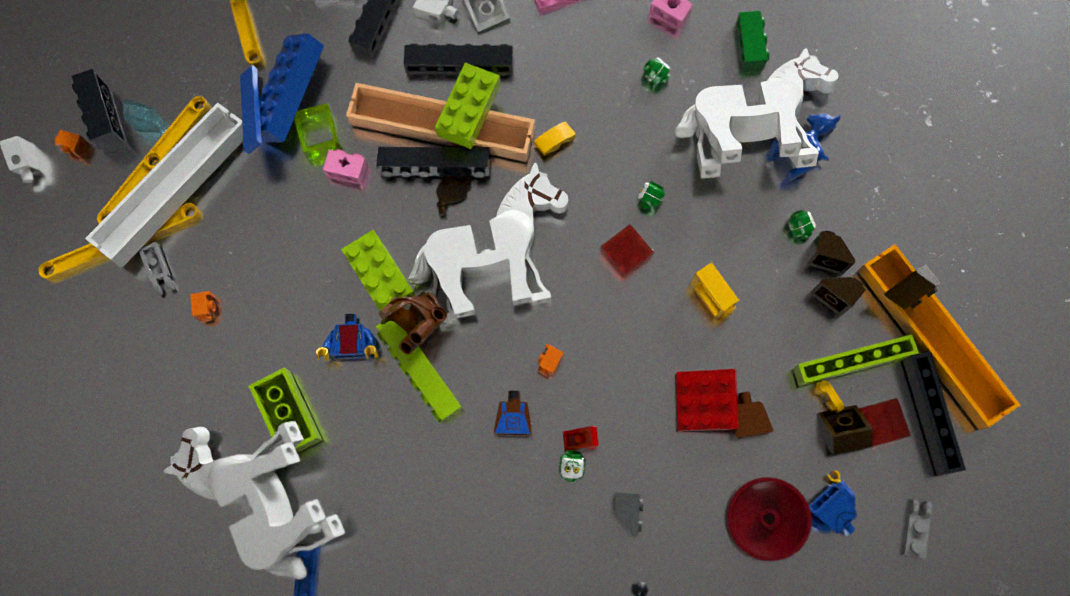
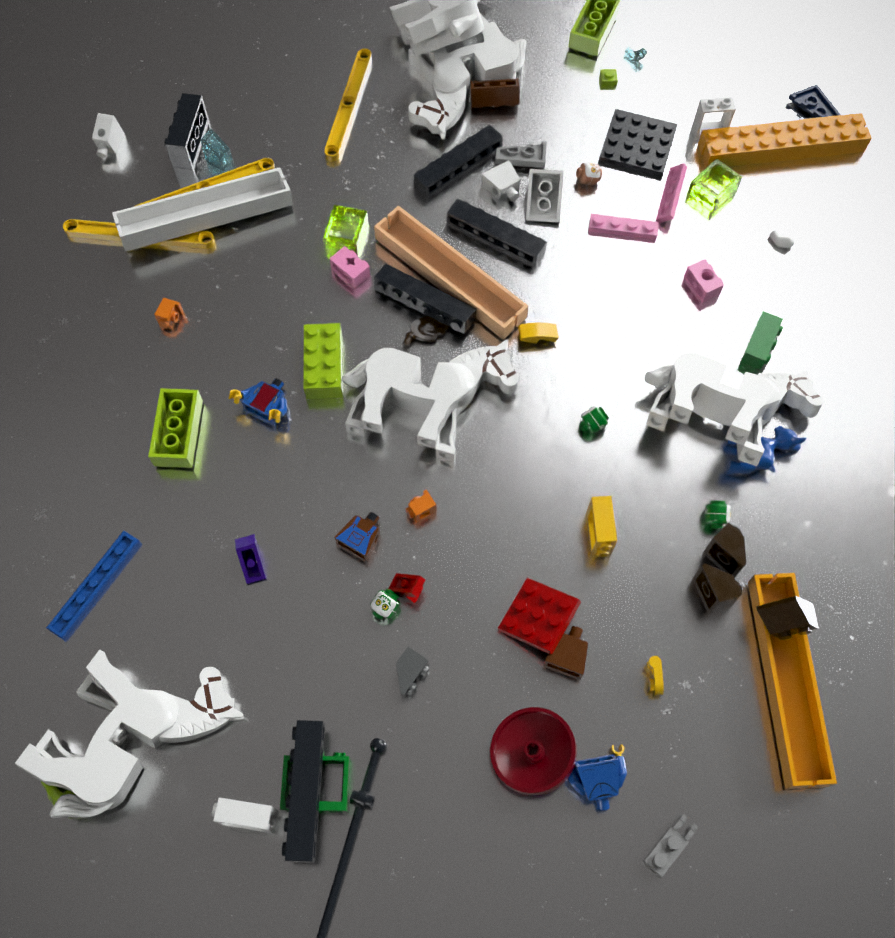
camera: 25 degrees right, 10 degrees down
(71, 143) = (151, 144): orange brick -> none
(156, 267) = (152, 266): light grey hinge -> none
(250, 110) = (301, 184): blue tile -> none
(270, 534) = (108, 509): white animal -> none
(287, 85) = (339, 183): blue brick -> none
(418, 322) = (326, 414): reddish brown helmet -> none
(422, 373) = (307, 454): lime brick -> none
(429, 493) = (250, 558): none -> dark purple slope
(468, 105) = (477, 265): lime brick -> none
(627, 250) = (545, 453): clear red plate -> none
(656, 71) = (660, 323): green head -> none
(846, 430) = (653, 715): dark brown slope -> none
(855, 360) = (699, 656): lime brick -> none
(887, 421) = (695, 729): clear red plate -> none
(934, 414) = (746, 747): black brick -> none

